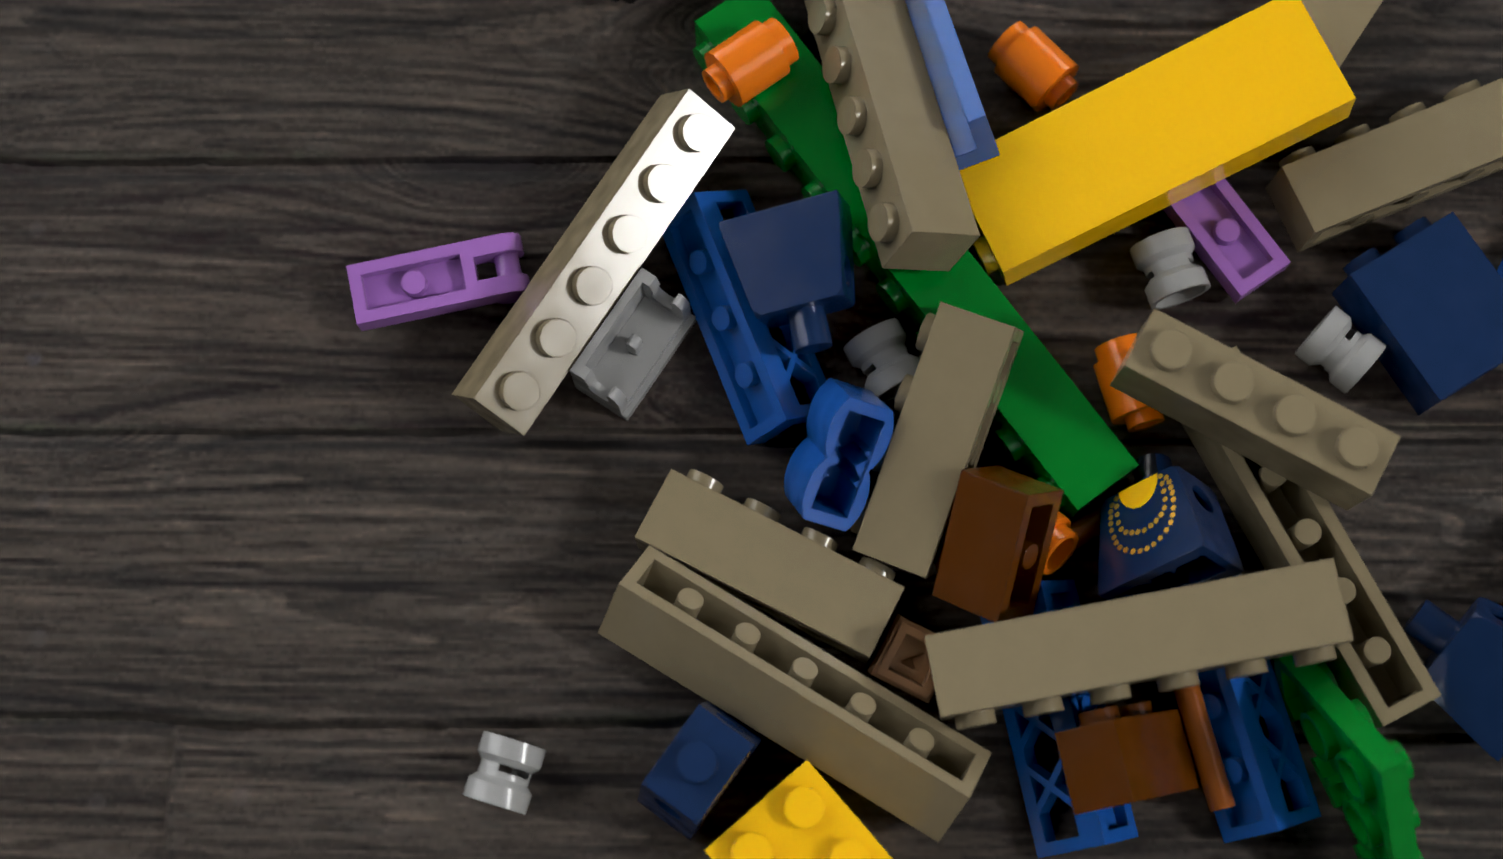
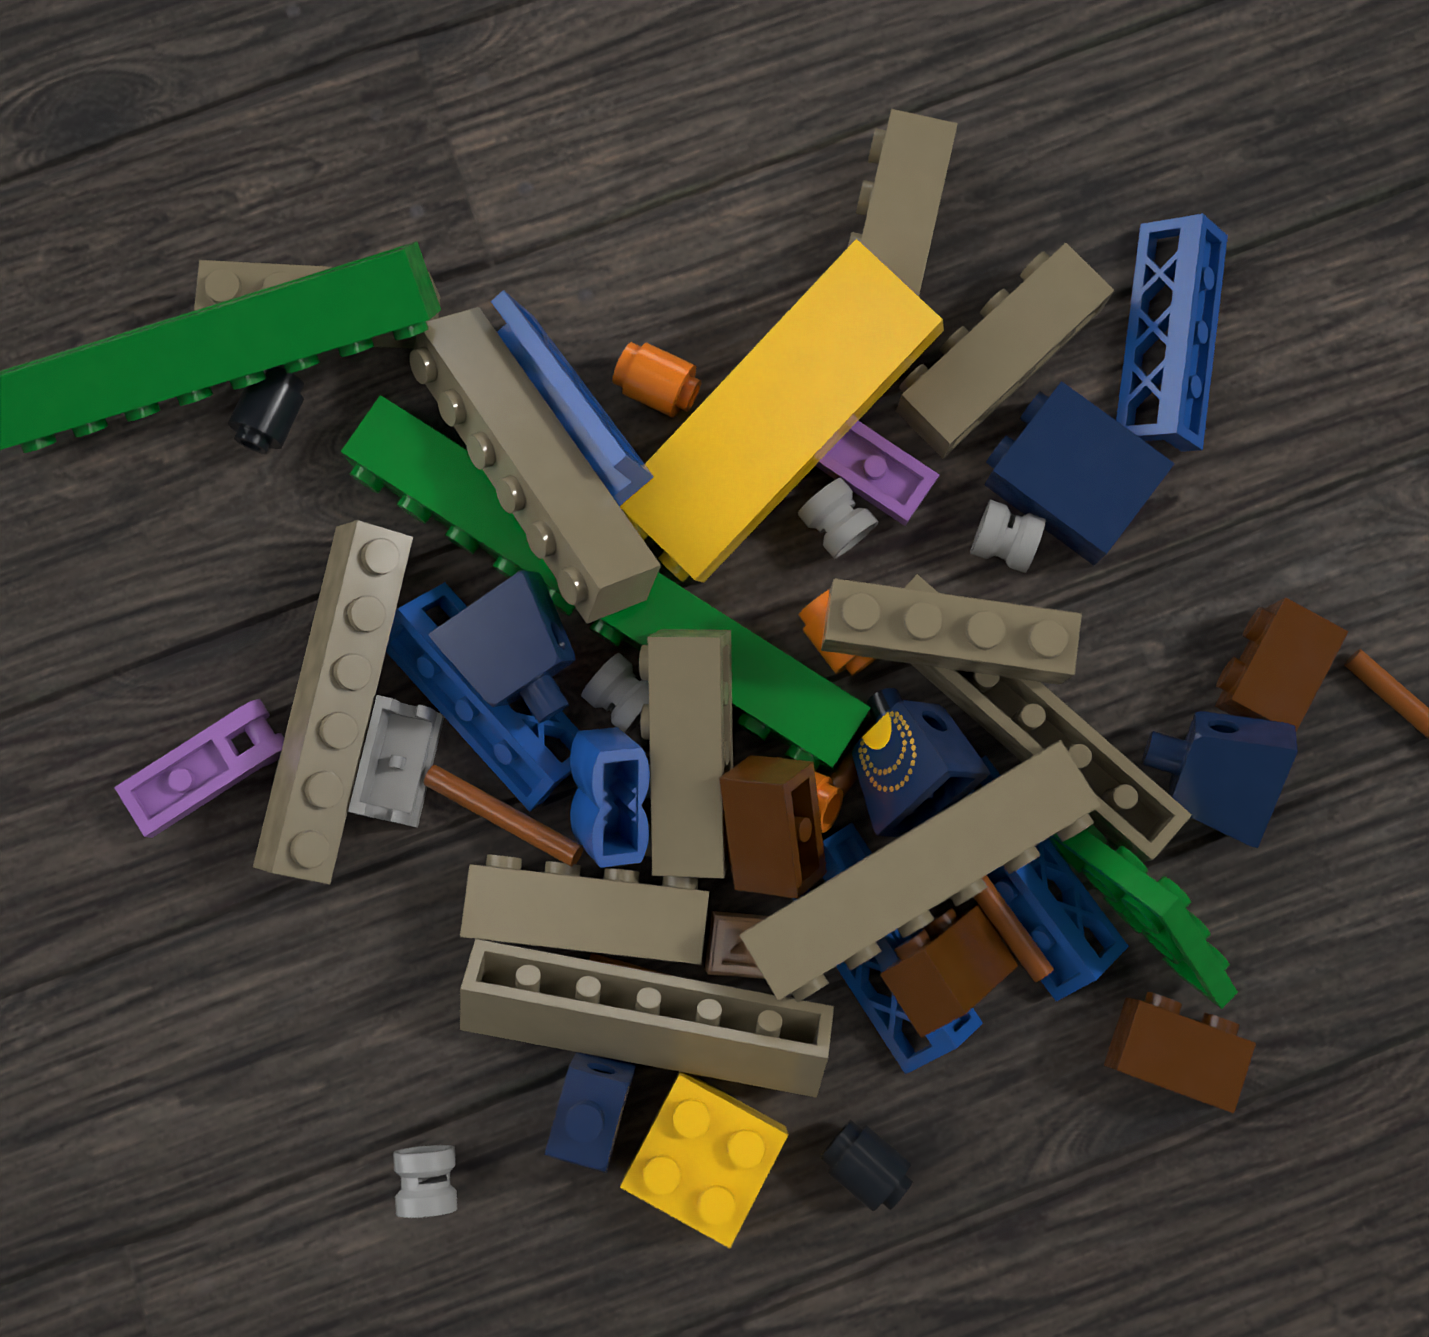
camera: 20 degrees left, 5 degrees up
(721, 437) = (503, 815): none -> dark orange bar
(749, 61) = (402, 475): orange brick -> none

